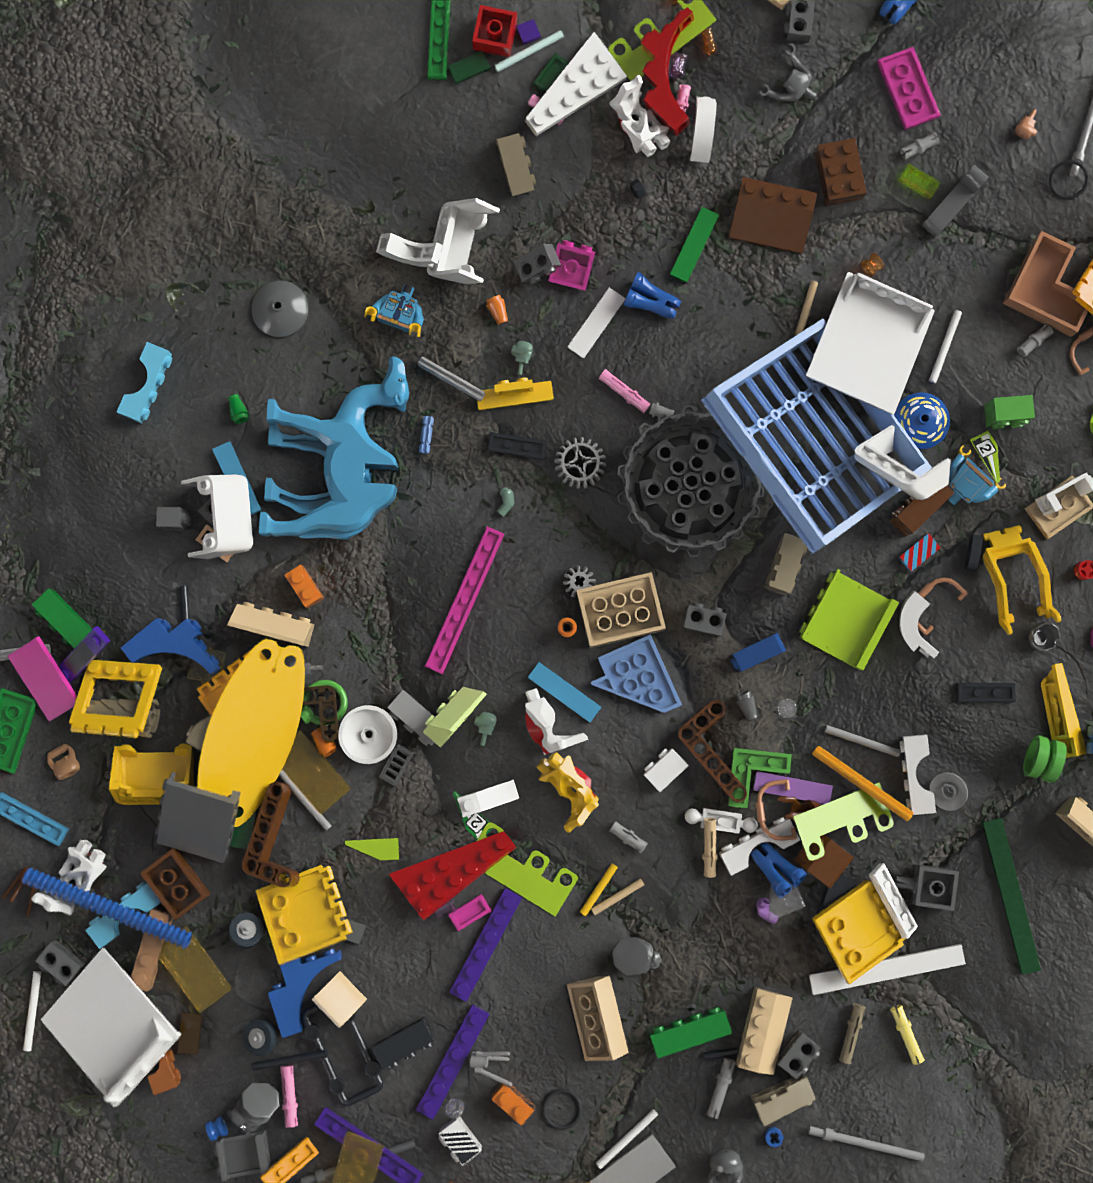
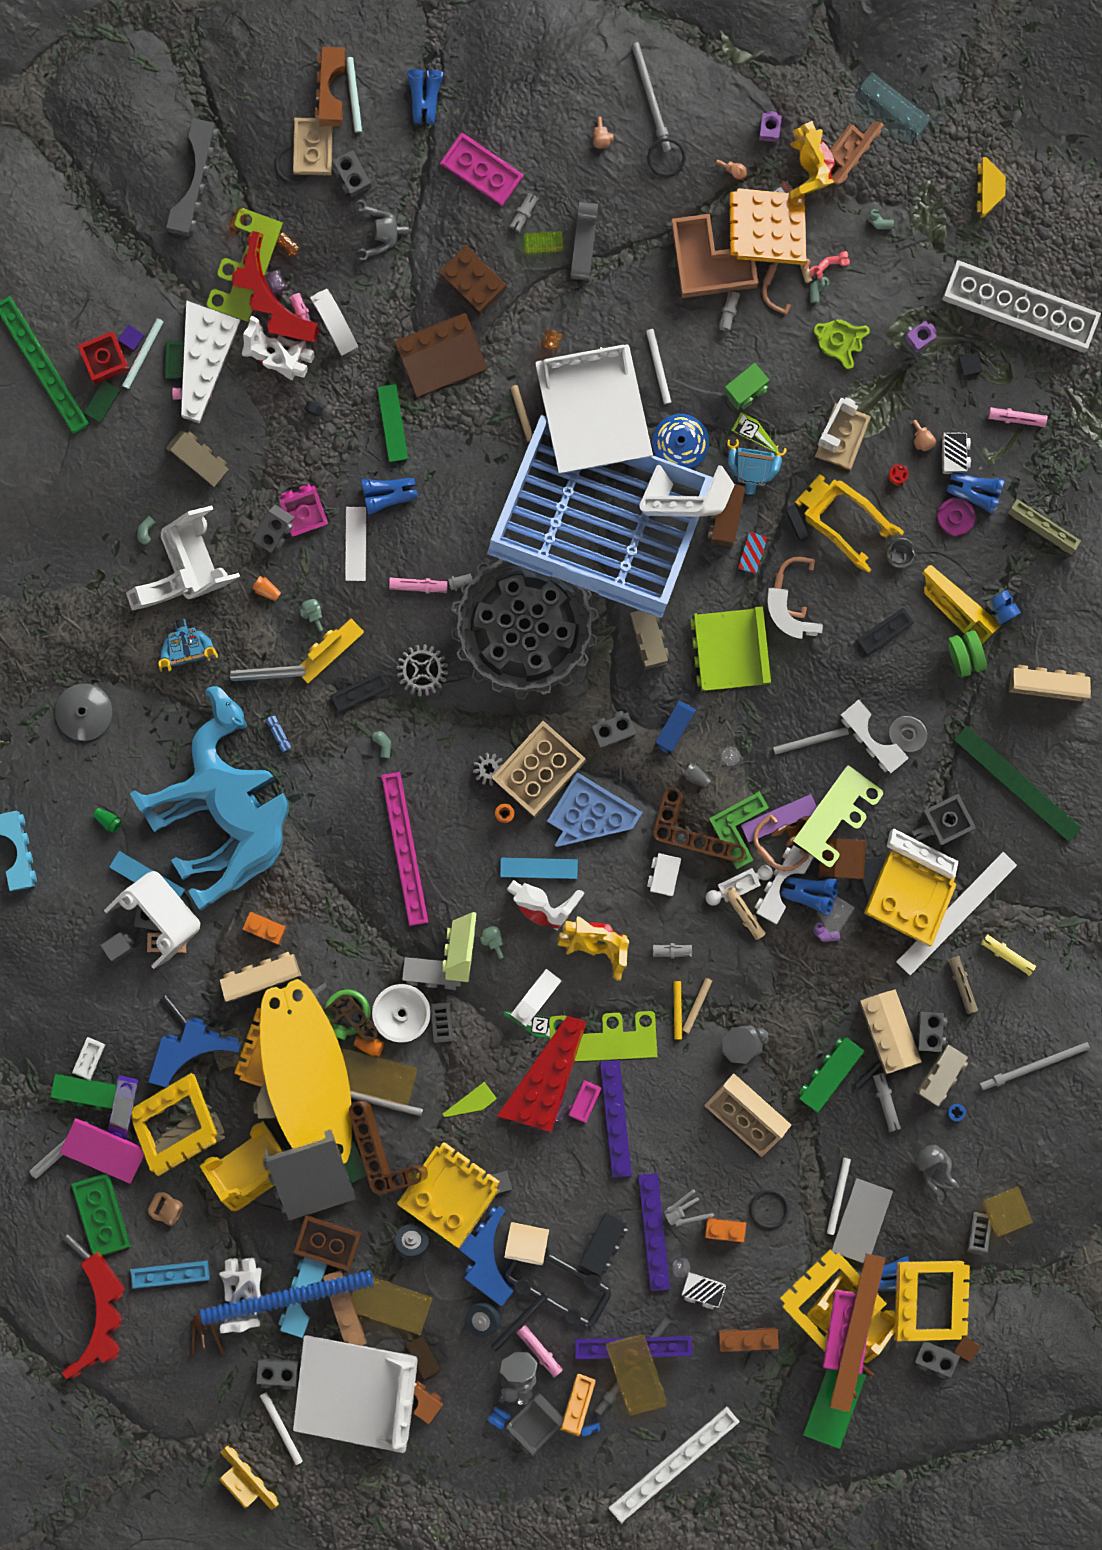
camera: 30 degrees left, 0 degrees up
(86, 594) = (88, 1058): none -> white plate
(430, 193) = (142, 530): none -> sand green arm
(863, 783) = (833, 775): light orange axle -> none

